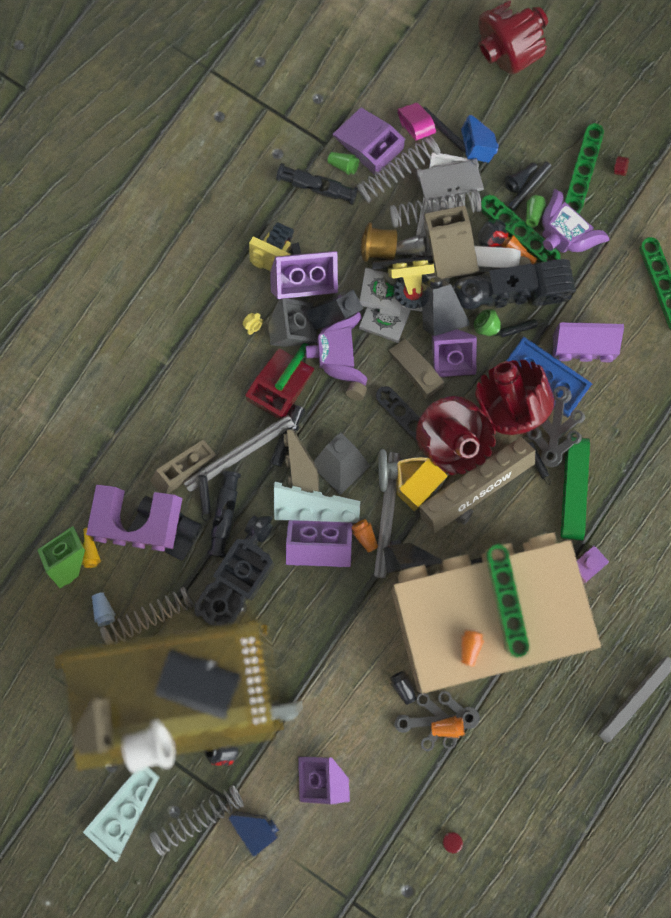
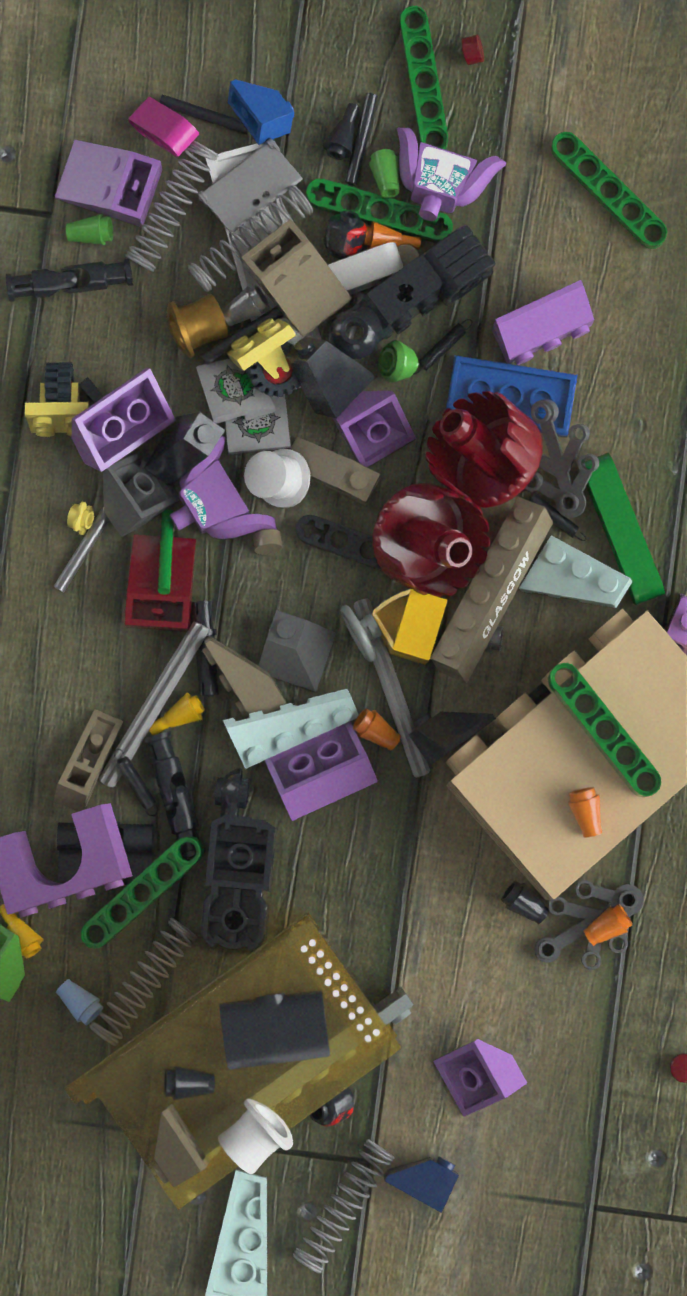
camera: 30 degrees left, 5 degrees up
(124, 690) = (187, 1083): none -> black cone
(163, 562) = (127, 897): none -> green beam
(243, 343) = (82, 551): none -> flat silver bar
(254, 467) = (184, 711): none -> yellow cone
(381, 355) = (278, 477): none -> white piece
(532, 501) = (574, 575): none -> light aqua wing

